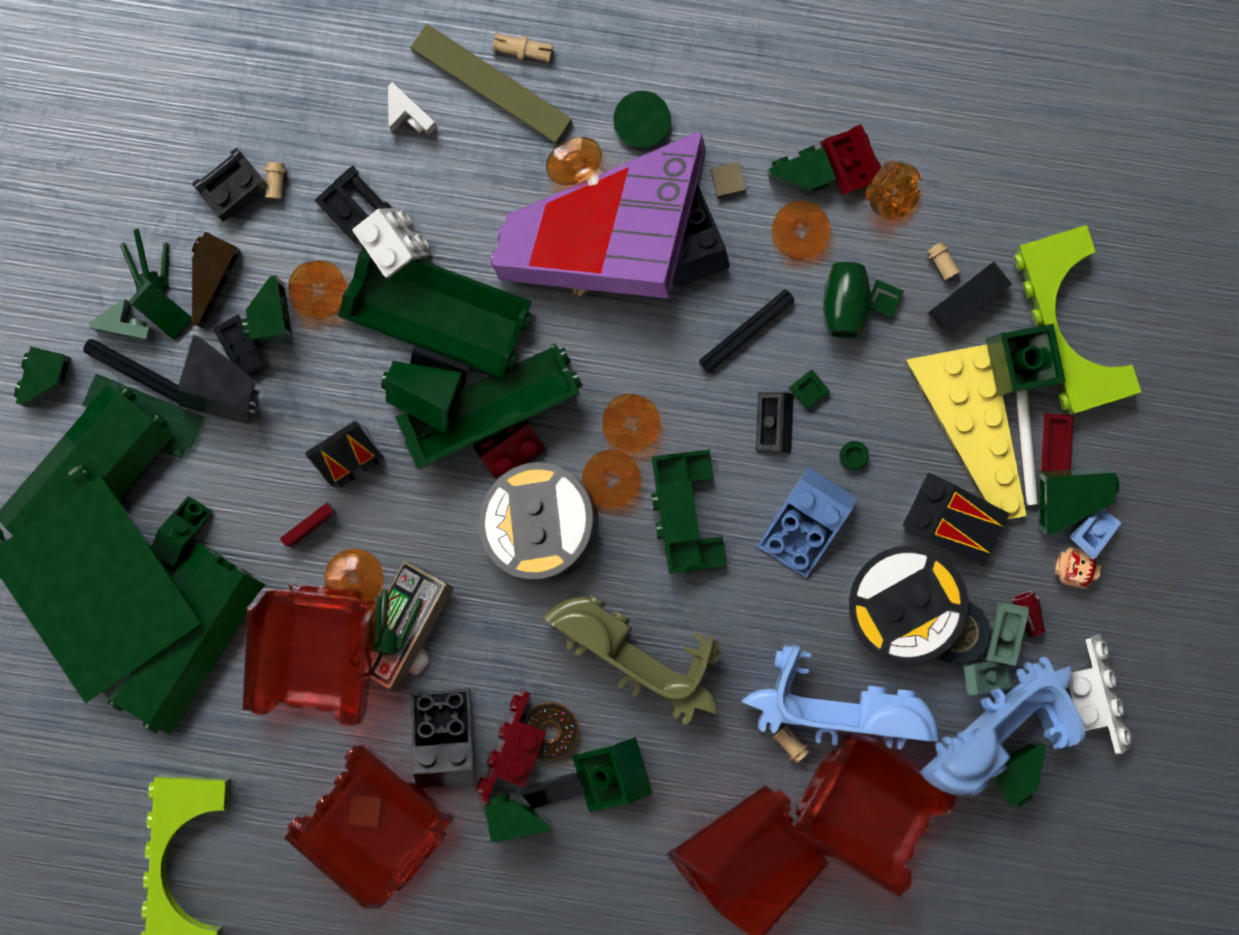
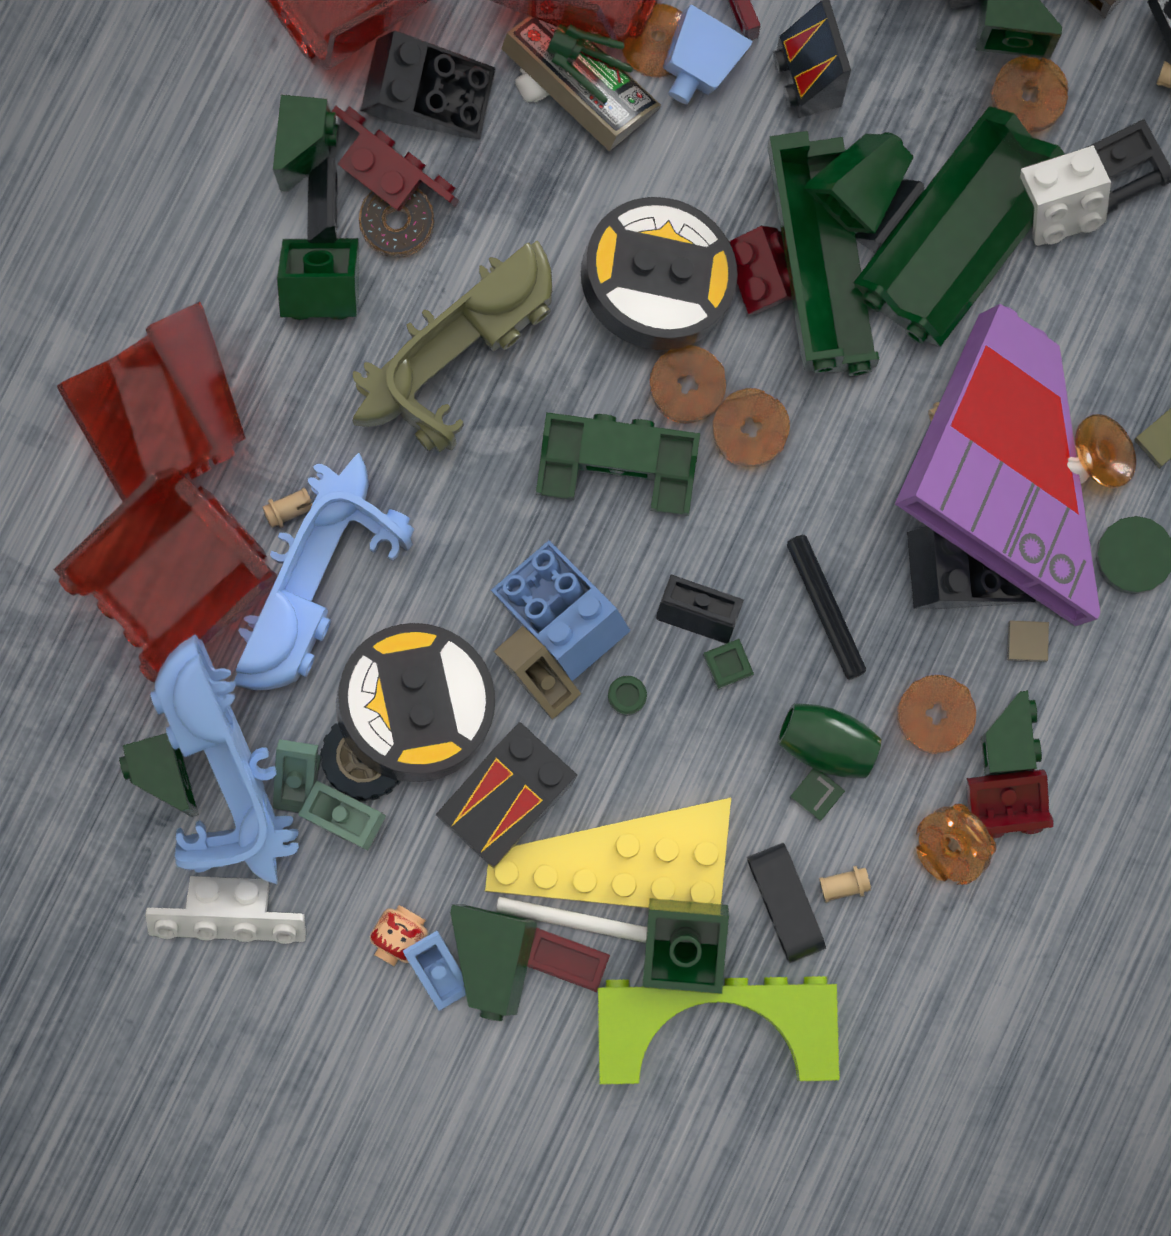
camera: 105 degrees right, 5 degrees down
(359, 540) = (701, 54): none -> light blue torso
(858, 525) = (537, 672): none -> dark tan slope
(1035, 622) = (356, 859): dark red cone -> none

